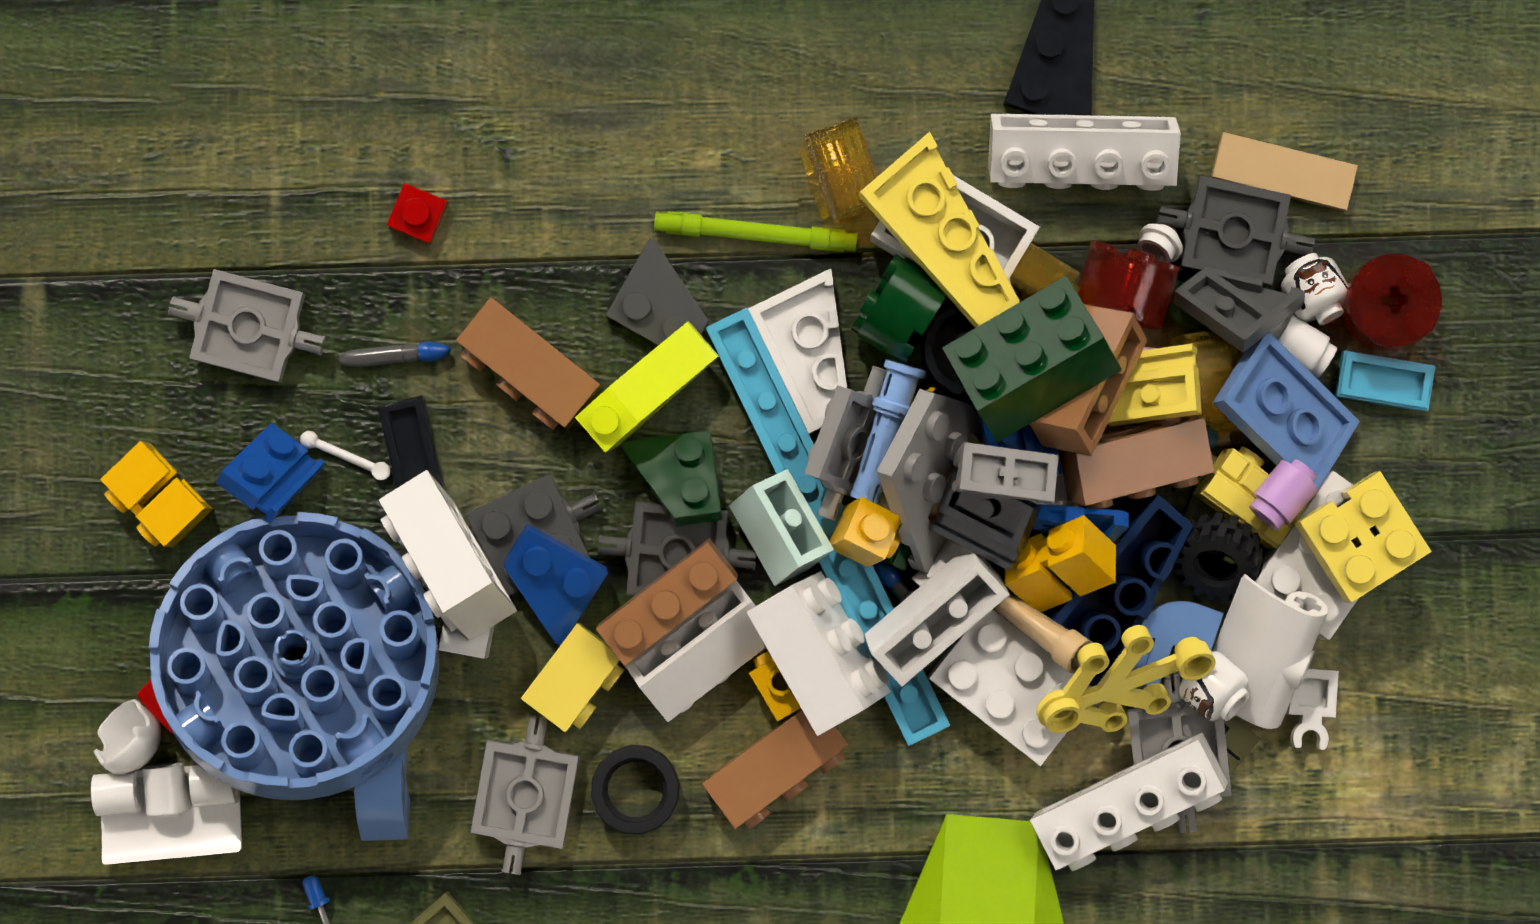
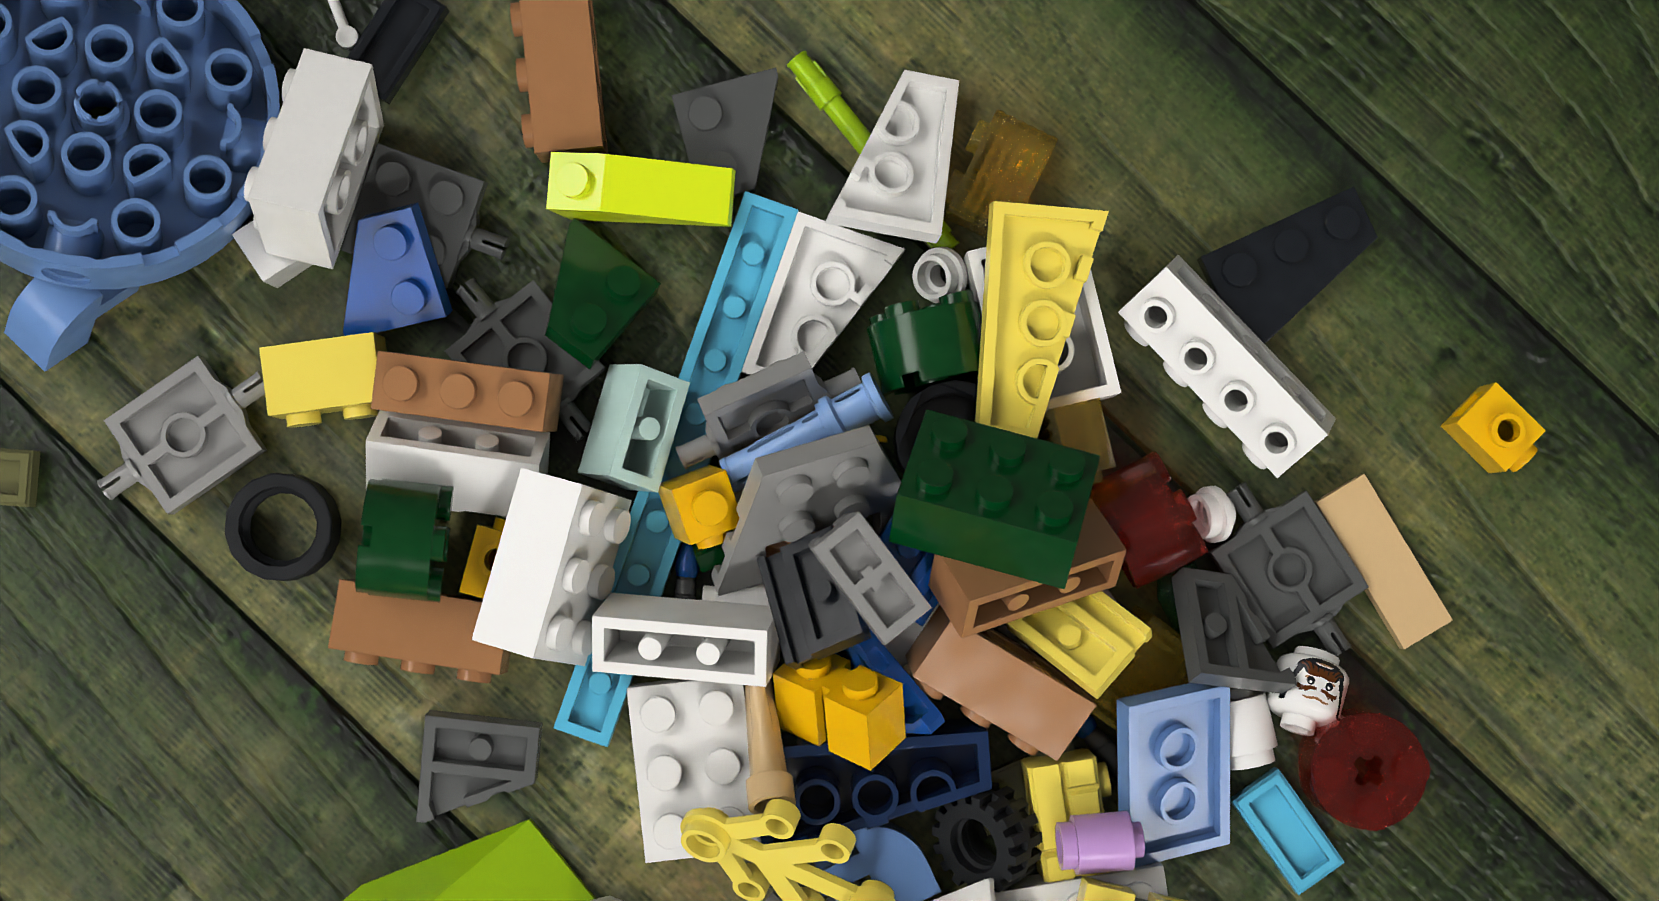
camera: 40 degrees right, 0 degrees up
(719, 721) = (403, 540): none -> dark green brick
(781, 219) = (905, 164): none -> white wing
(861, 272) = (927, 273): none -> white plate
(881, 811) = (474, 758): none -> dark grey wing
(1272, 32) = (1494, 429): none -> yellow brick

